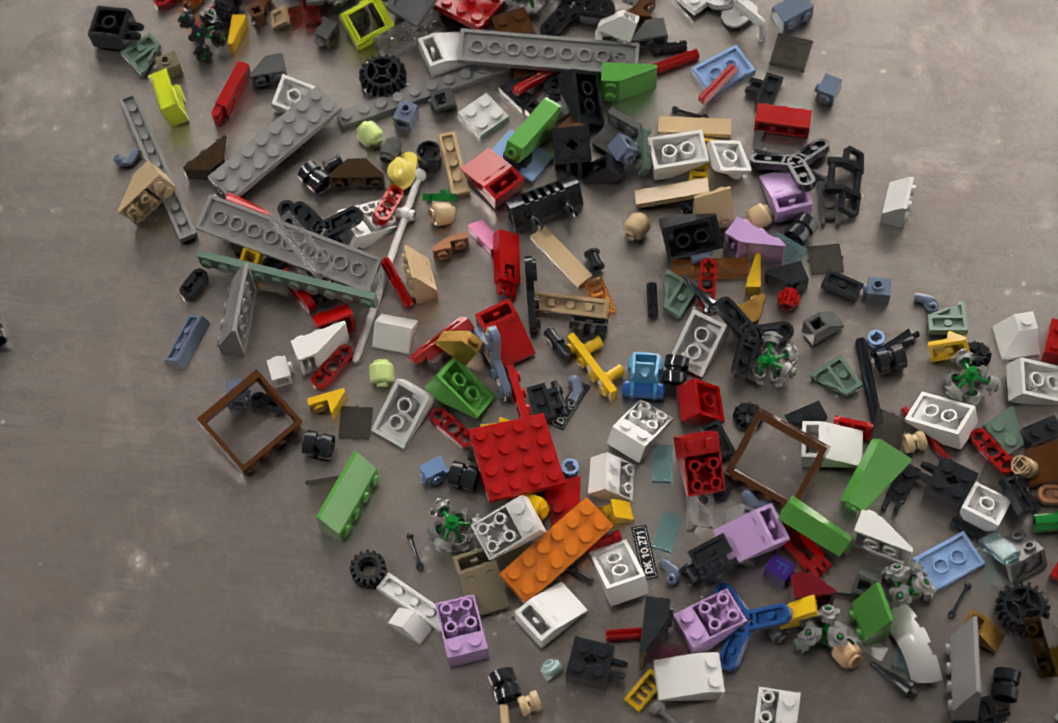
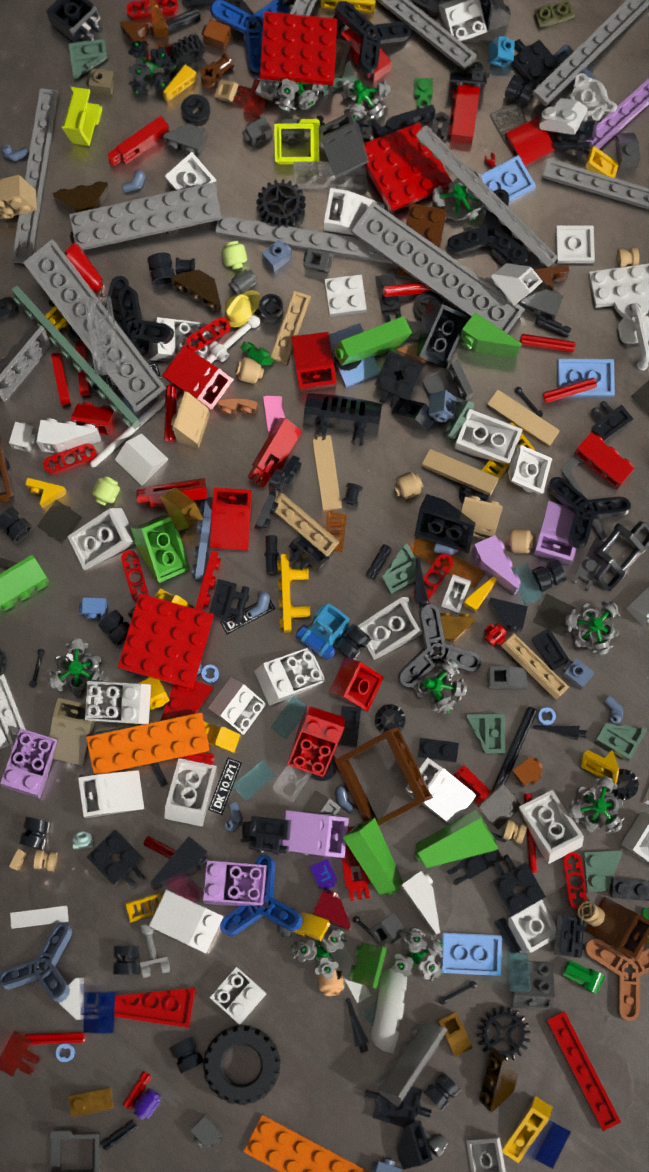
camera: 25 degrees right, 15 degrees up
(170, 14) = (135, 31): none -> reddish brown slope
(248, 126) = (136, 183): none -> sand blue arm
(268, 42) = (190, 102): none -> black gear
(283, 308) = (60, 378): none -> red beam
(392, 235) = (197, 377): none -> red slope
(734, 283) = (456, 593): none -> white slope
(838, 305) = (535, 666): none -> tan tile
(866, 240) = (604, 631): none -> light grey plant
(888, 359) = (544, 744): black wheel -> none
(891, 389) = (528, 771): none -> dark orange brick

